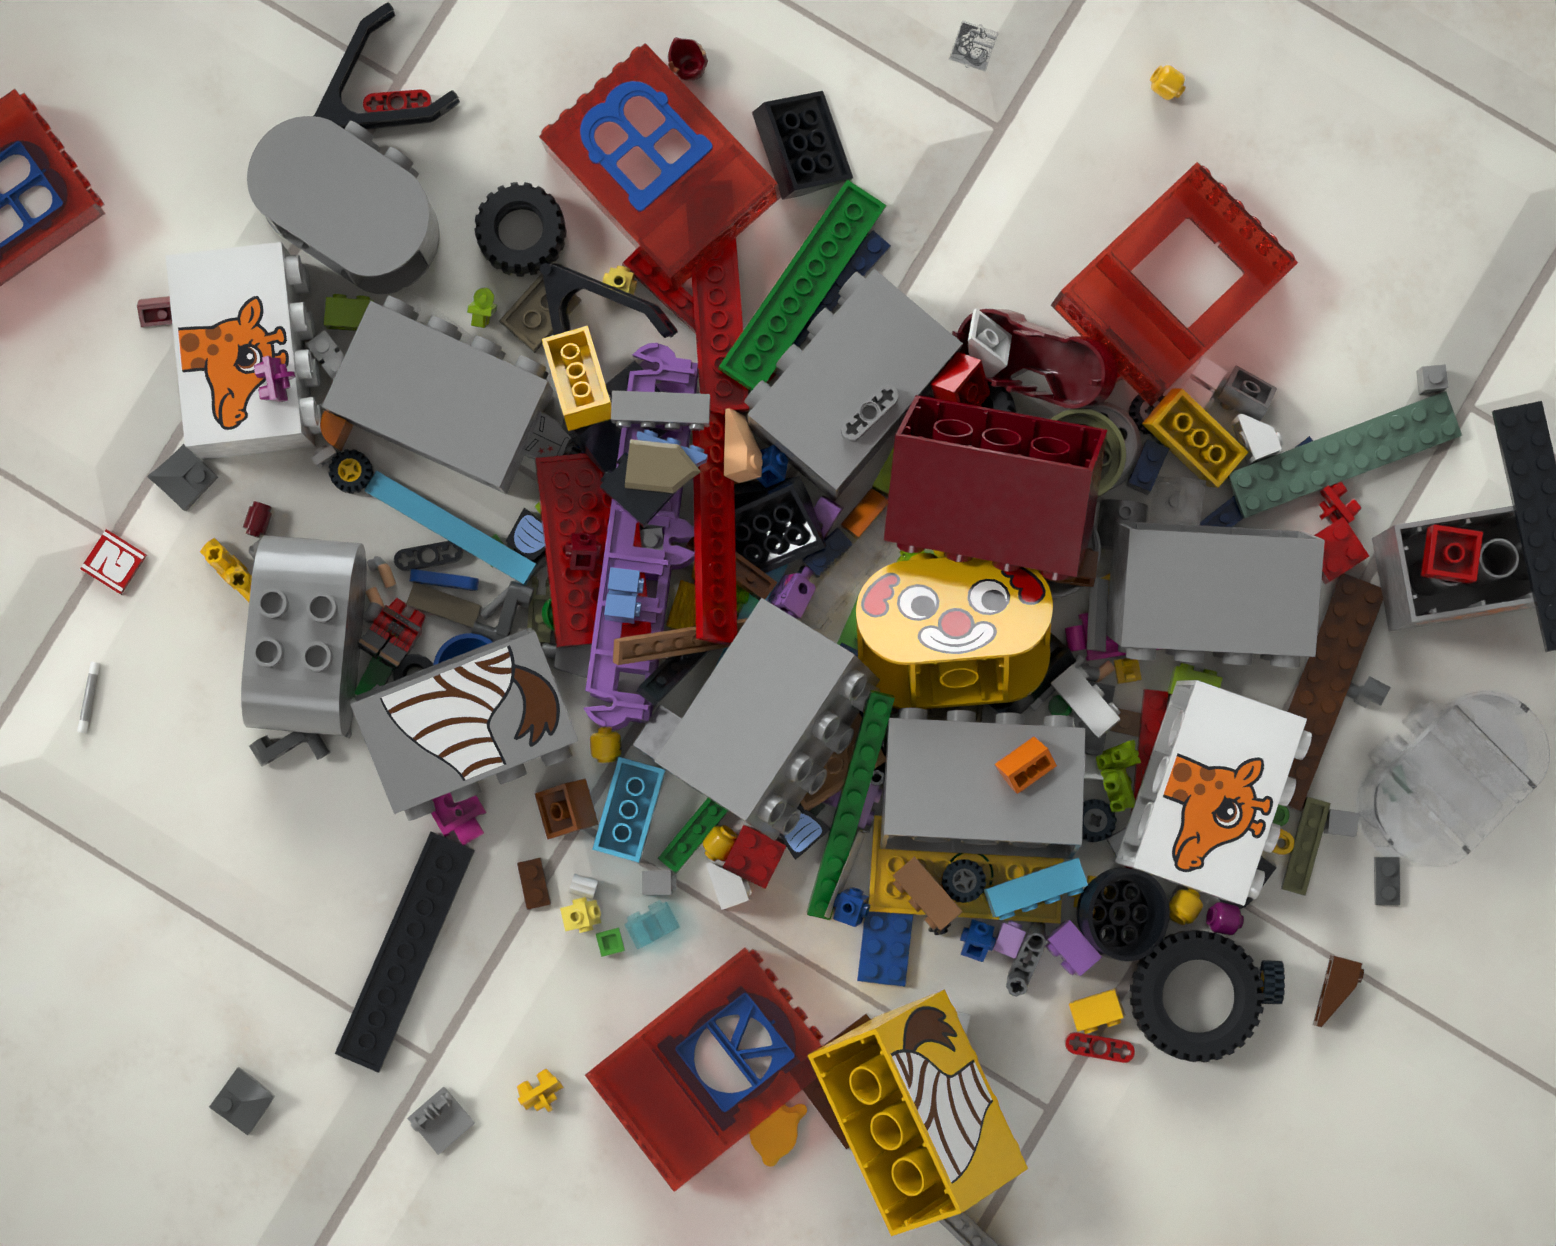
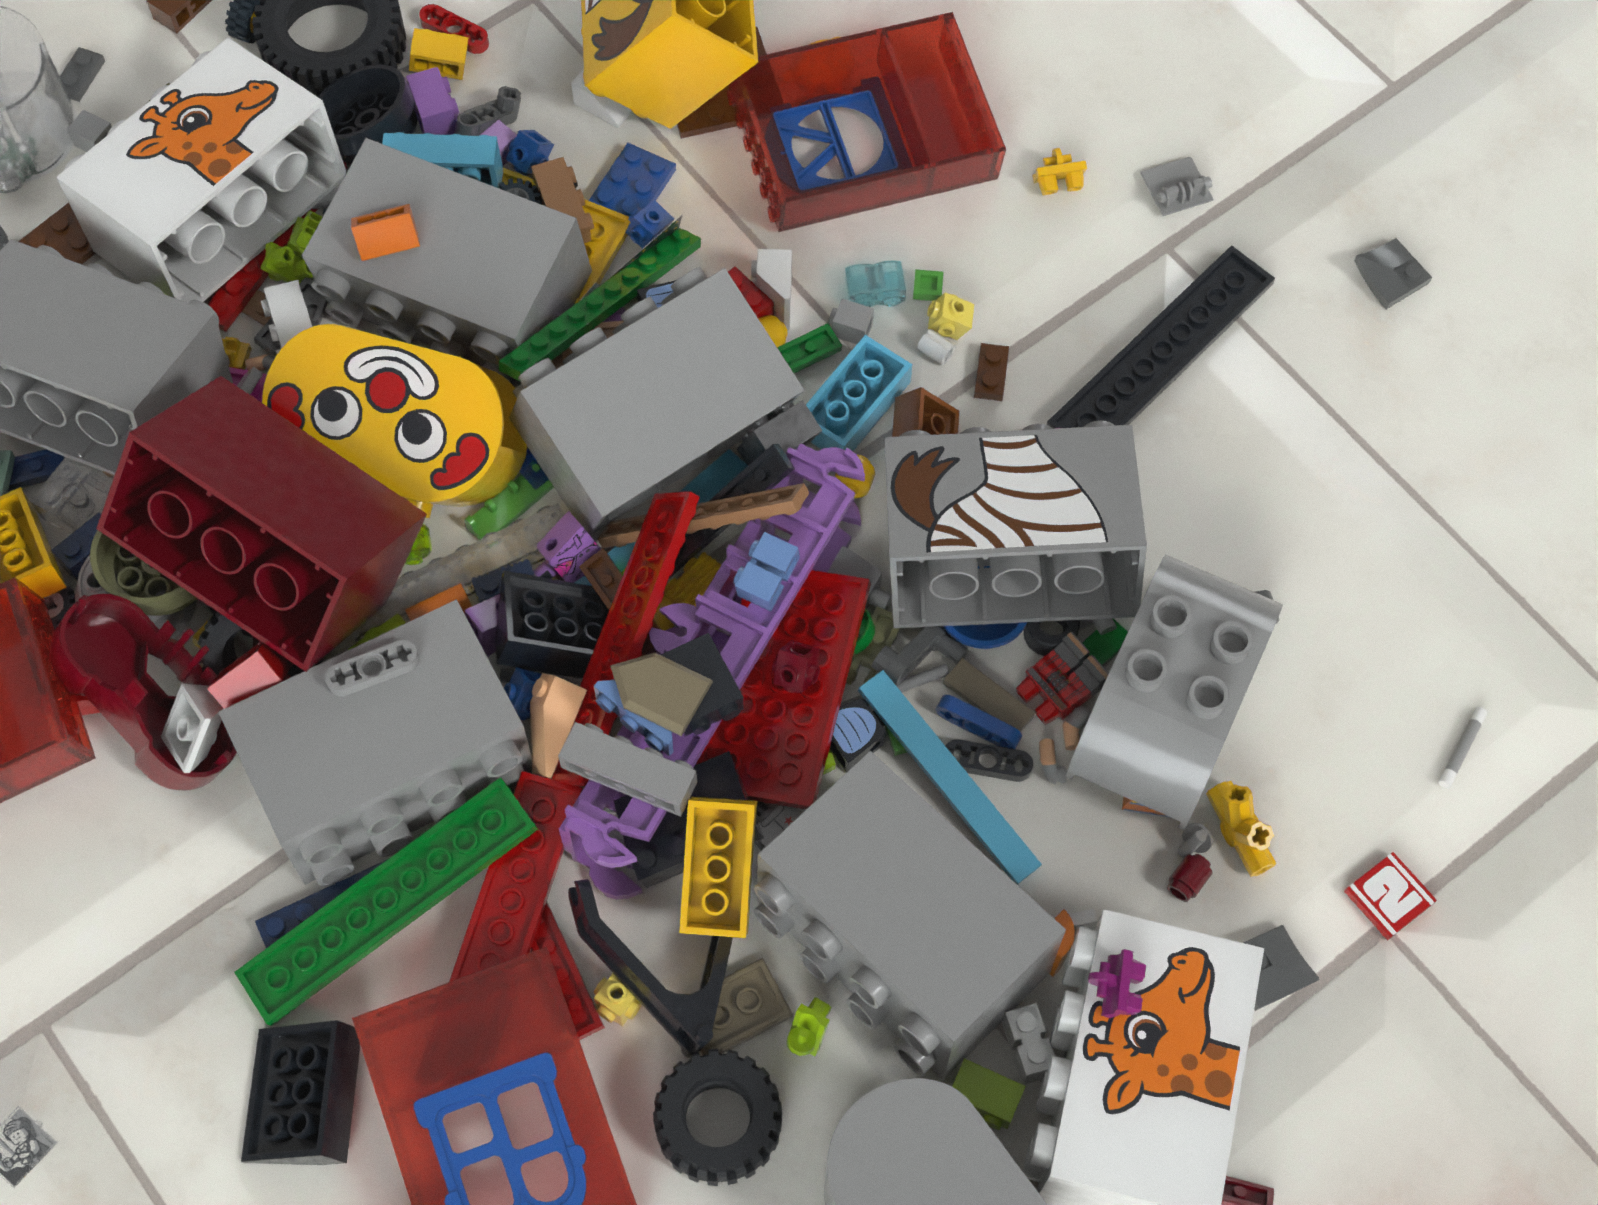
camera: 160 degrees left, 20 degrees down
(343, 466) = (1057, 884): black wheel -> none

